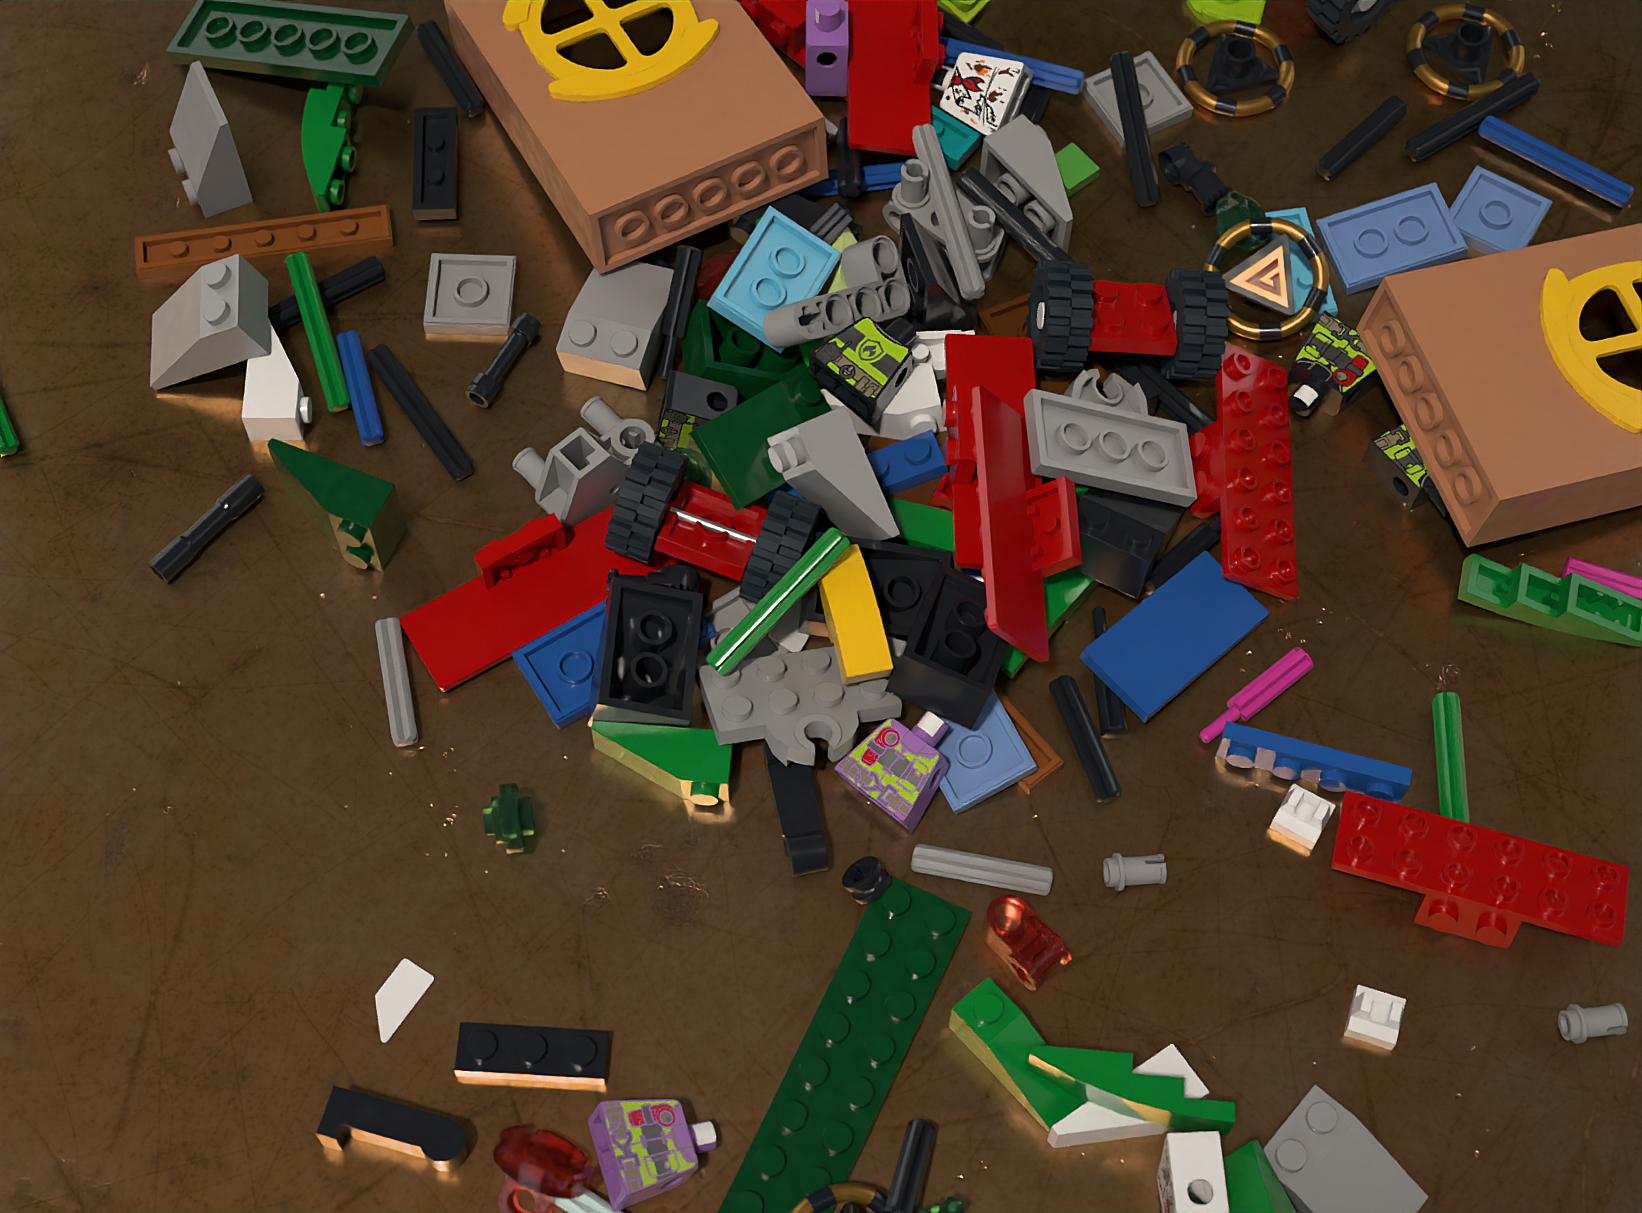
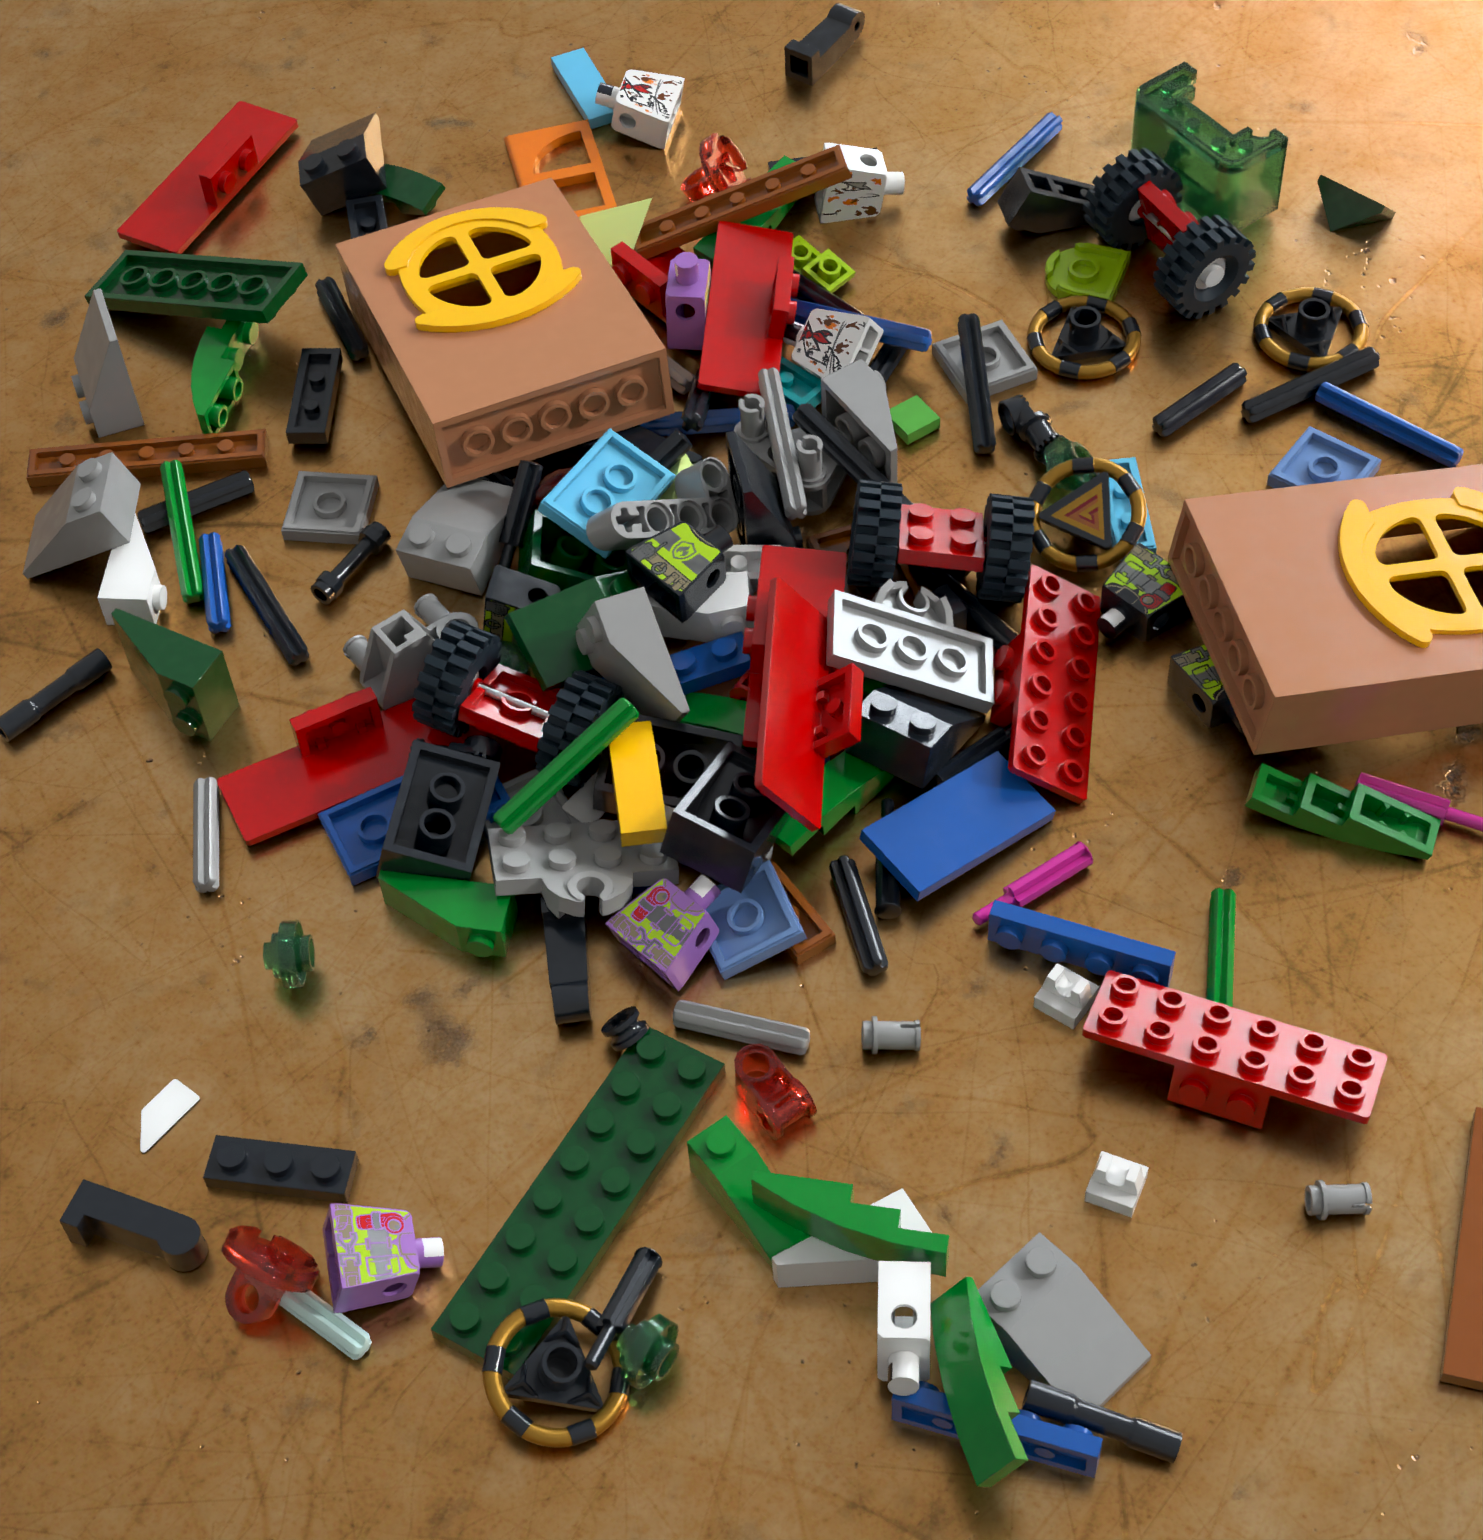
camera: 10 degrees right, 10 degrees down
(1391, 237) = (1217, 472): medium blue tile -> none

